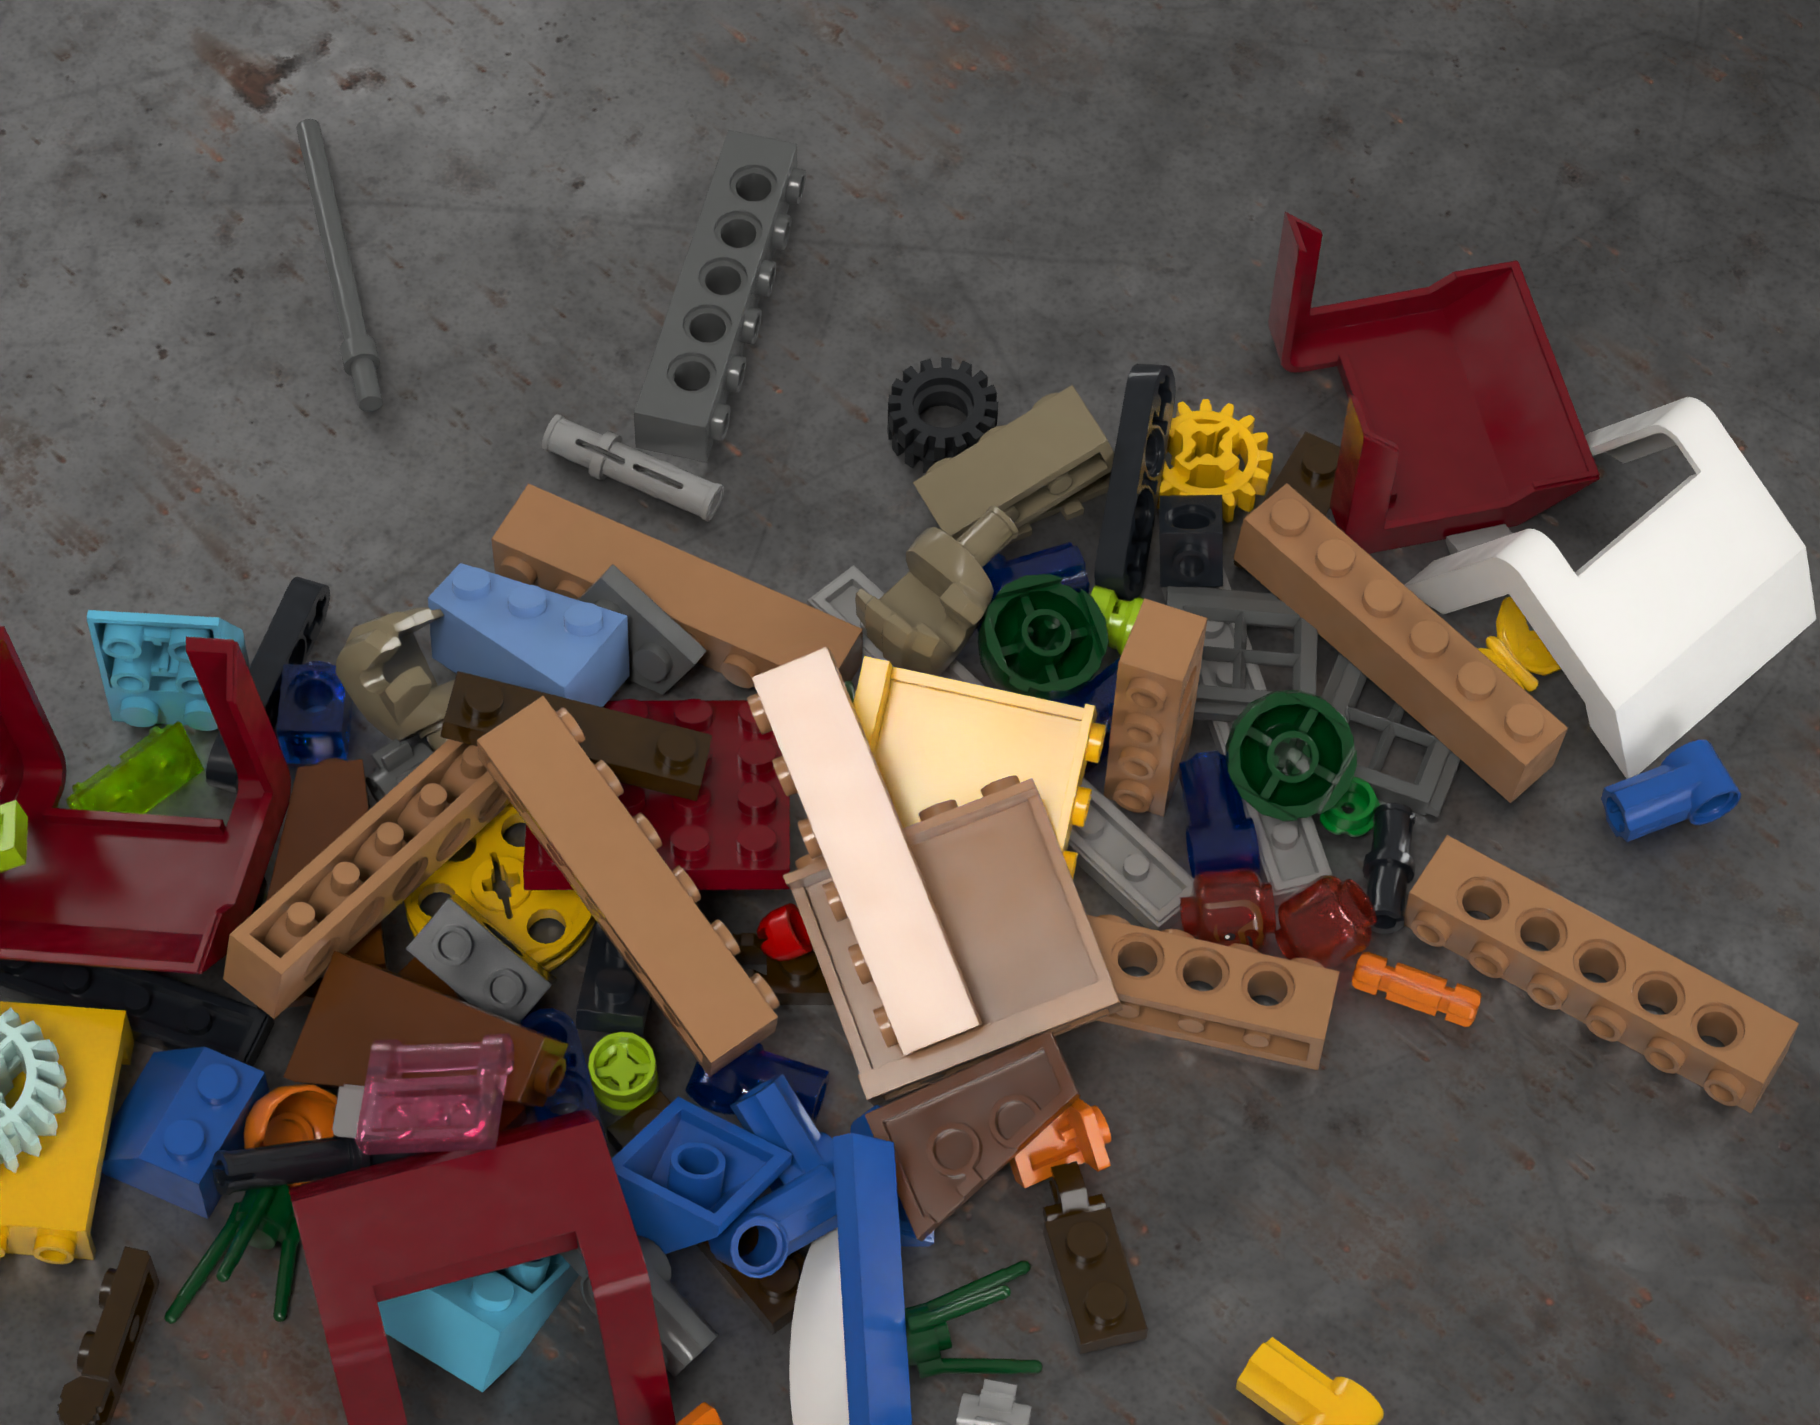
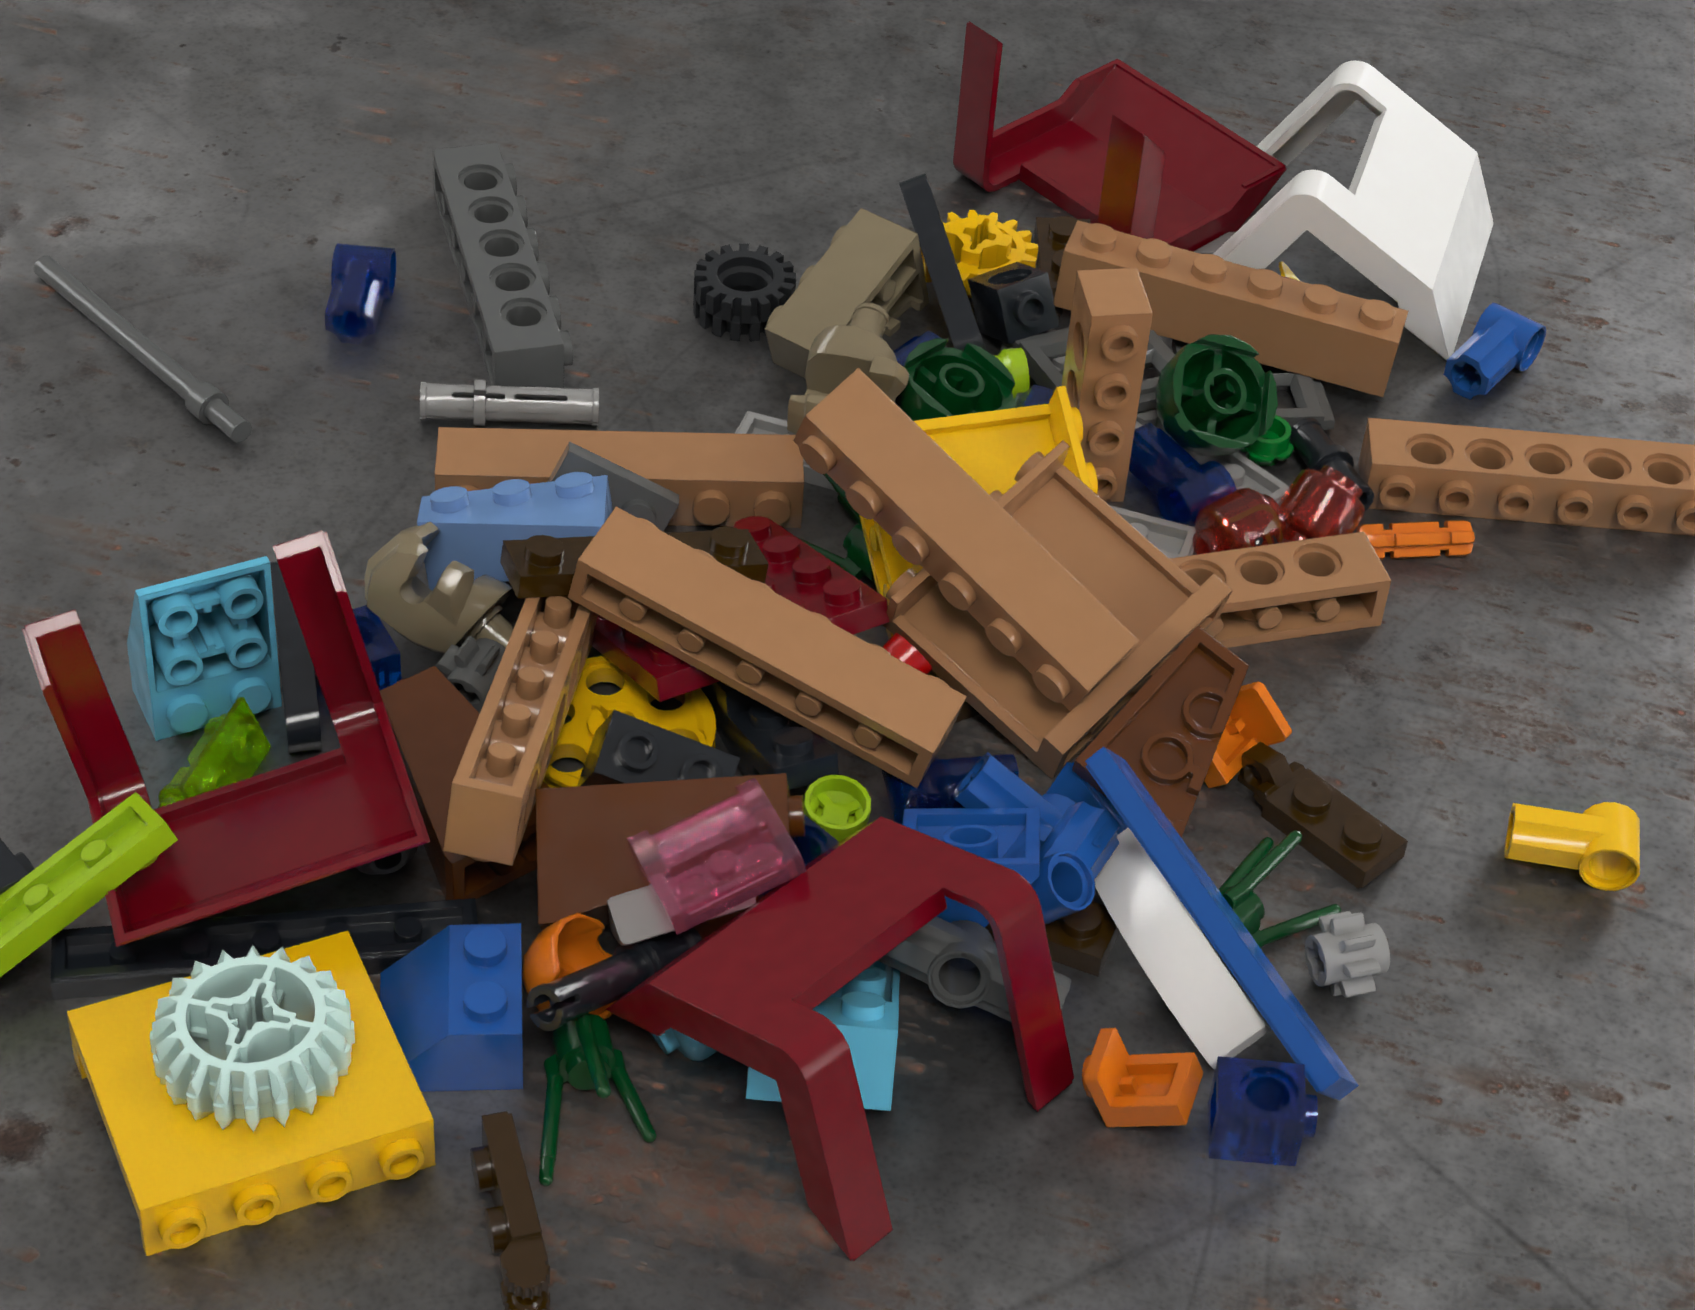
camera: 30 degrees left, 15 degrees down
(579, 262) = (359, 284): none -> clear blue piece

